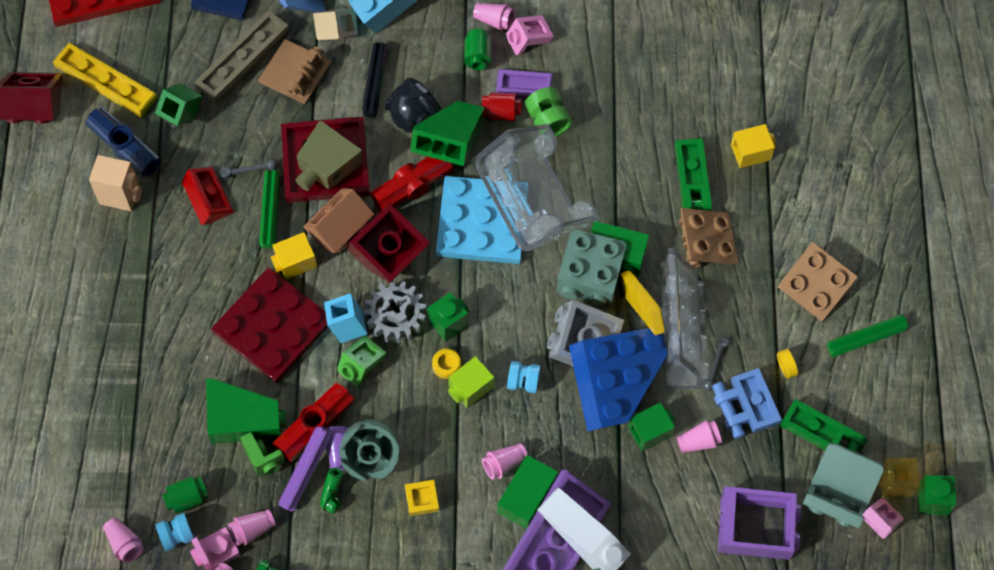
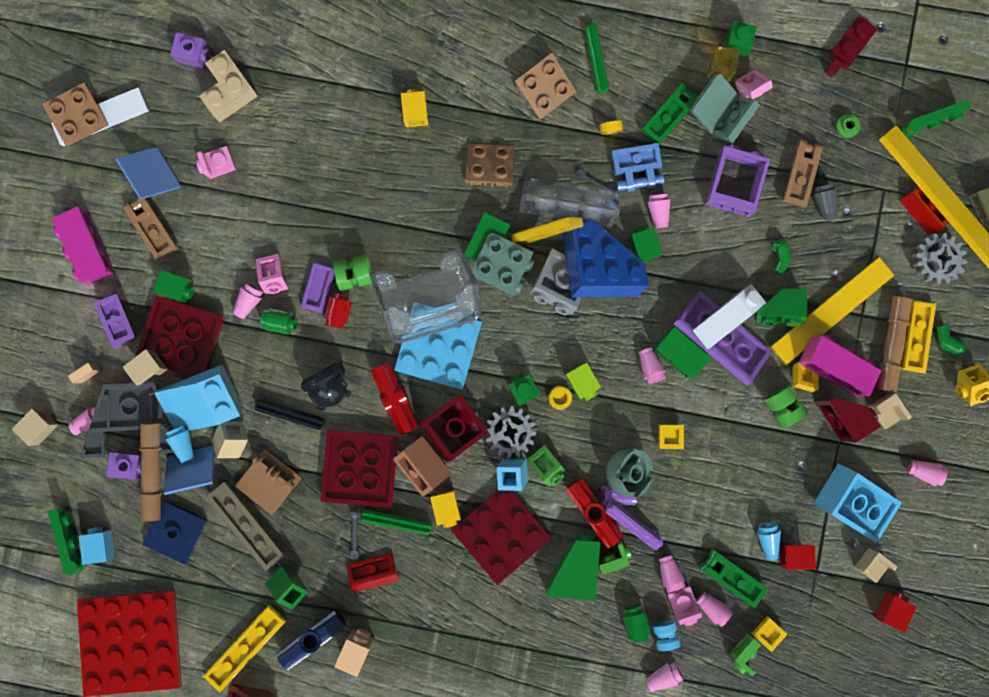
camera: 80 degrees left, 20 degrees up
(326, 158) = (365, 468): olive torso -> none
(328, 498) = (650, 507): green arm -> none
(448, 133) = (360, 360): green slope -> none
(517, 380) = (585, 338): medium azure wheel -> none
(692, 174) = (431, 164): green plate -> none

